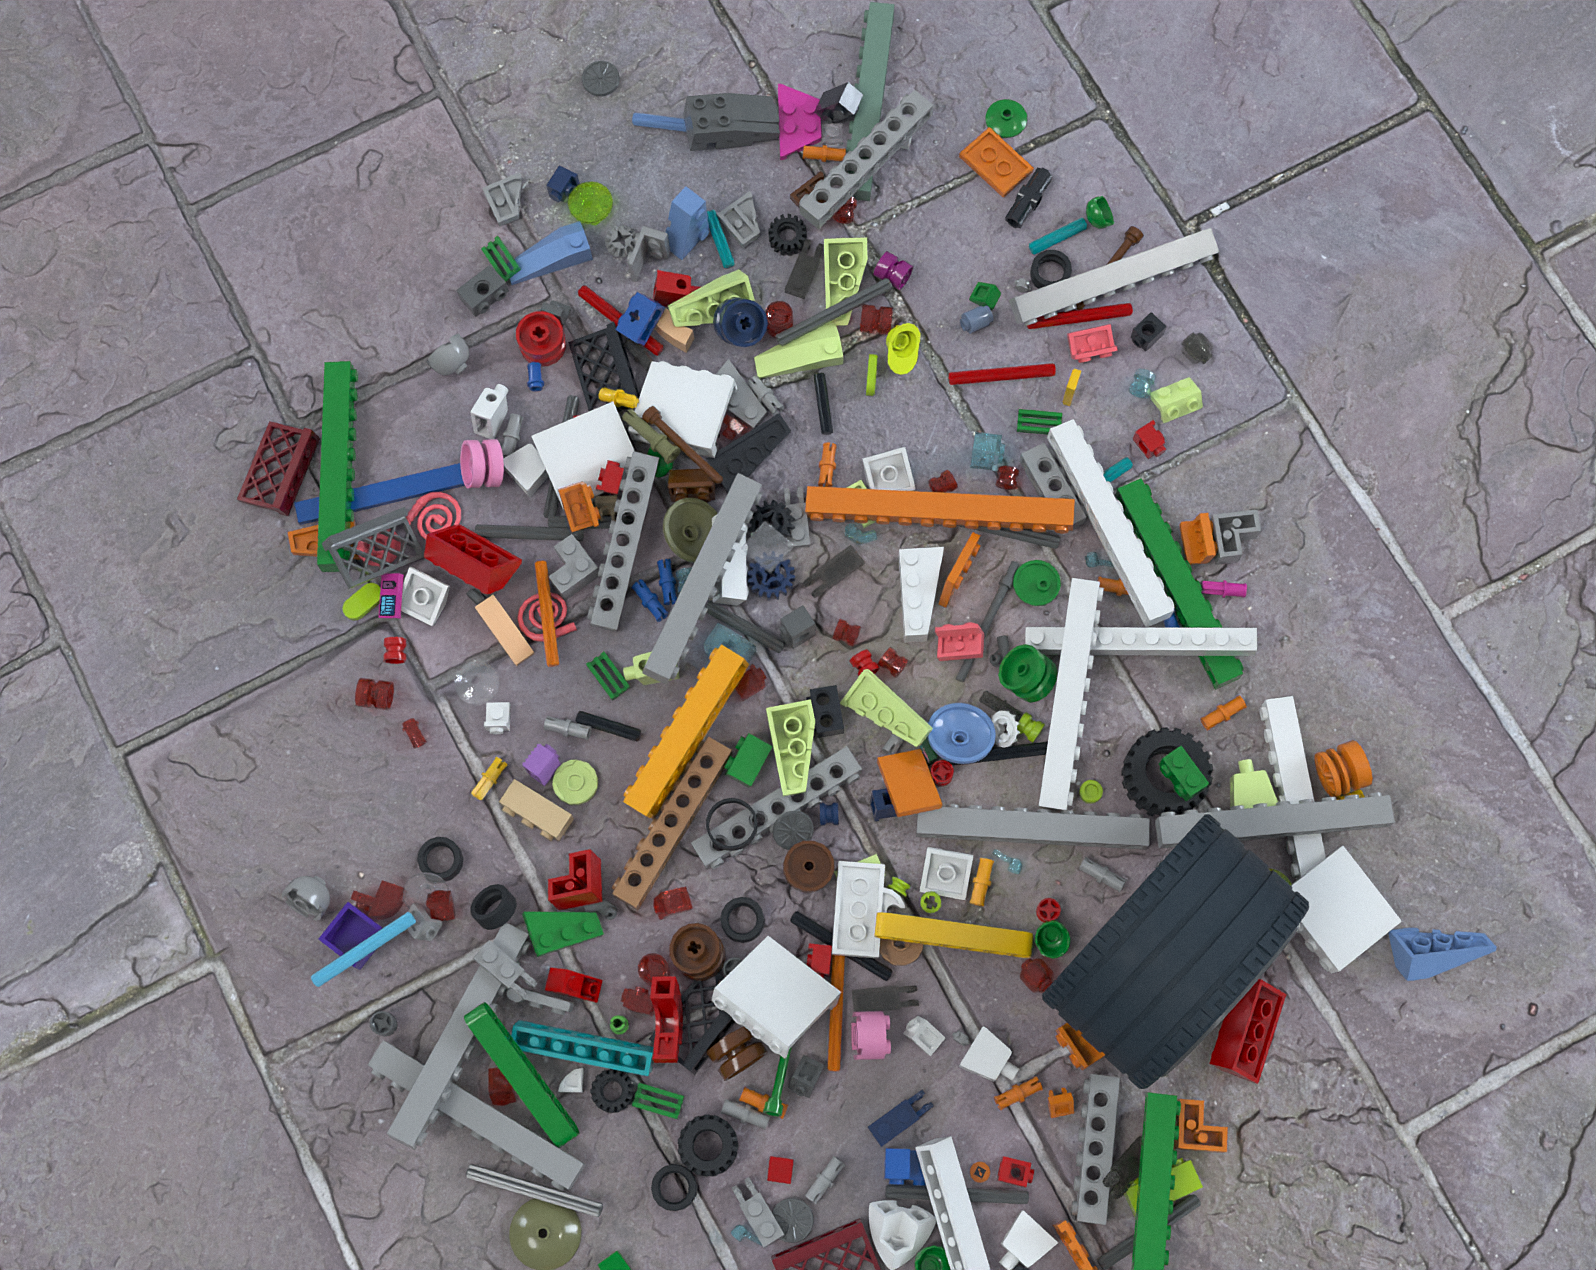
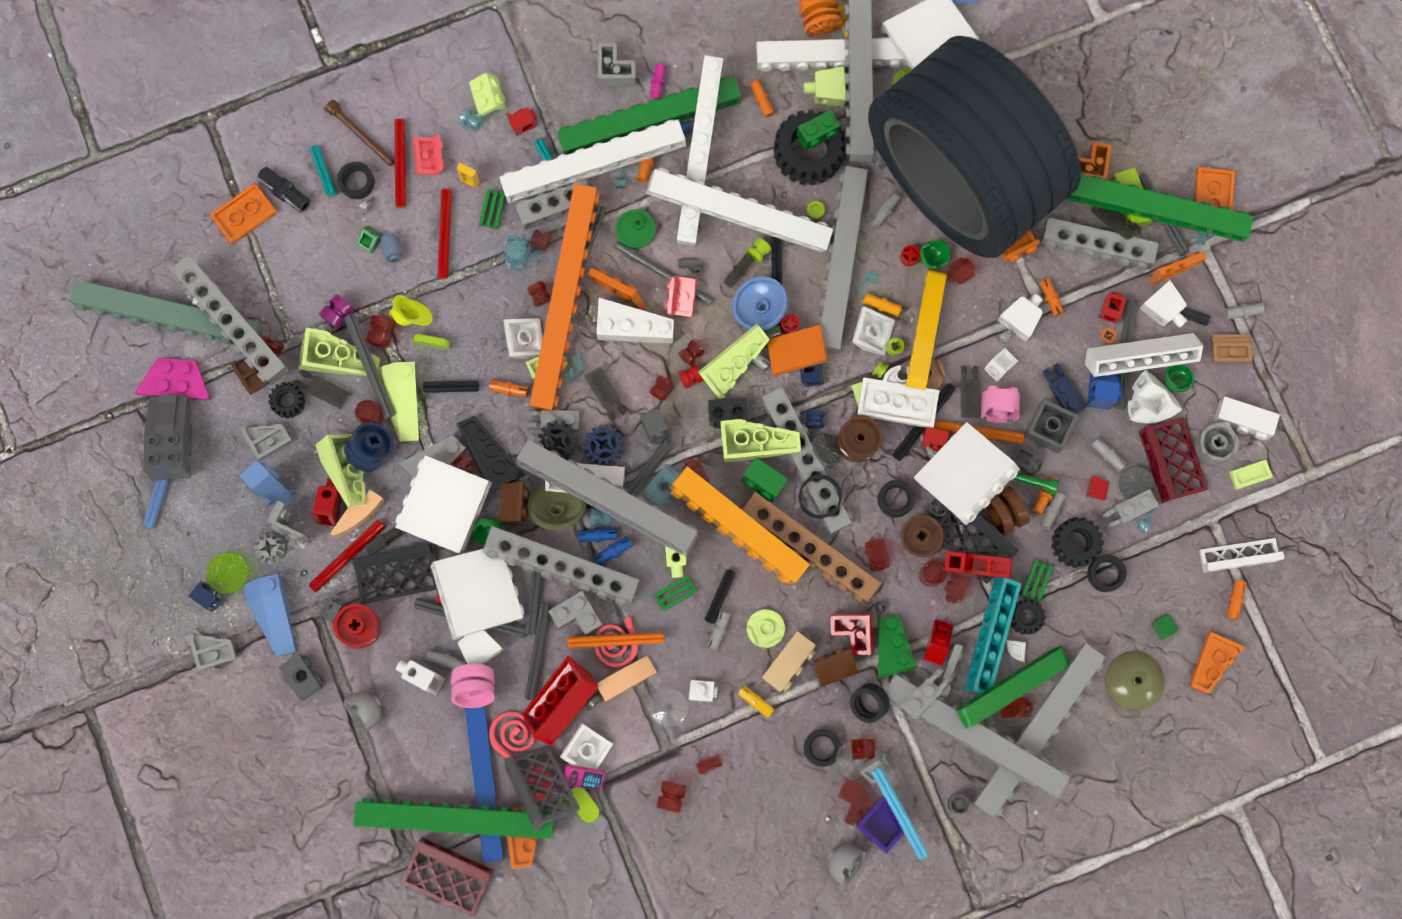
camera: 90 degrees left, 5 degrees up
(394, 648) = (633, 776): red wheel -> none
(492, 247) = (256, 666): green tile -> none
(531, 862) = (834, 668): none -> reddish brown slope
(534, 1190) = (1102, 686): axle -> none
(535, 379) = (391, 636): blue pin -> none
(542, 763) = (751, 651): medium lavender brick -> none
(578, 506) = (524, 601): orange bracket -> none
(600, 78) = (101, 554): dark grey wheel -> none
(606, 506) = (523, 581): dark tan tile -> none
(610, 478) = (503, 571): red brick -> none
(619, 398) = (426, 559): yellow axle -> none
(624, 1027) = (969, 608): bright green pin -> none
(649, 313) = (364, 537): blue brick -> none
(653, 417) = (453, 527): reddish brown piece -> none
(658, 441) = (476, 525): olive pin -> none
(720, 240) = (286, 459): teal axle -> none
(765, 395) = (437, 434): light grey pin -> none
(767, 547) = (581, 443): clear piece -> none
(823, 153) = (211, 360): orange pin -> none
(838, 103) = (168, 339): black brick -> none
(850, 1101) = (1051, 426): none -> dark grey brick
(999, 720) = (767, 268): white gear -> none
(1006, 126) = (204, 207): green dish -> none
(1028, 673) = (716, 243): green wheel -> none
(1060, 1104) = (1063, 264): orange tile -> none
(1099, 213) = (308, 133): green hair -> none
(1114, 276) = (371, 128): brick -> none
(1151, 324) = (420, 102): black brick -> none
(1197, 348) = (444, 71): clear smoke head -> none
(1198, 540) = (615, 94): orange bracket -> none

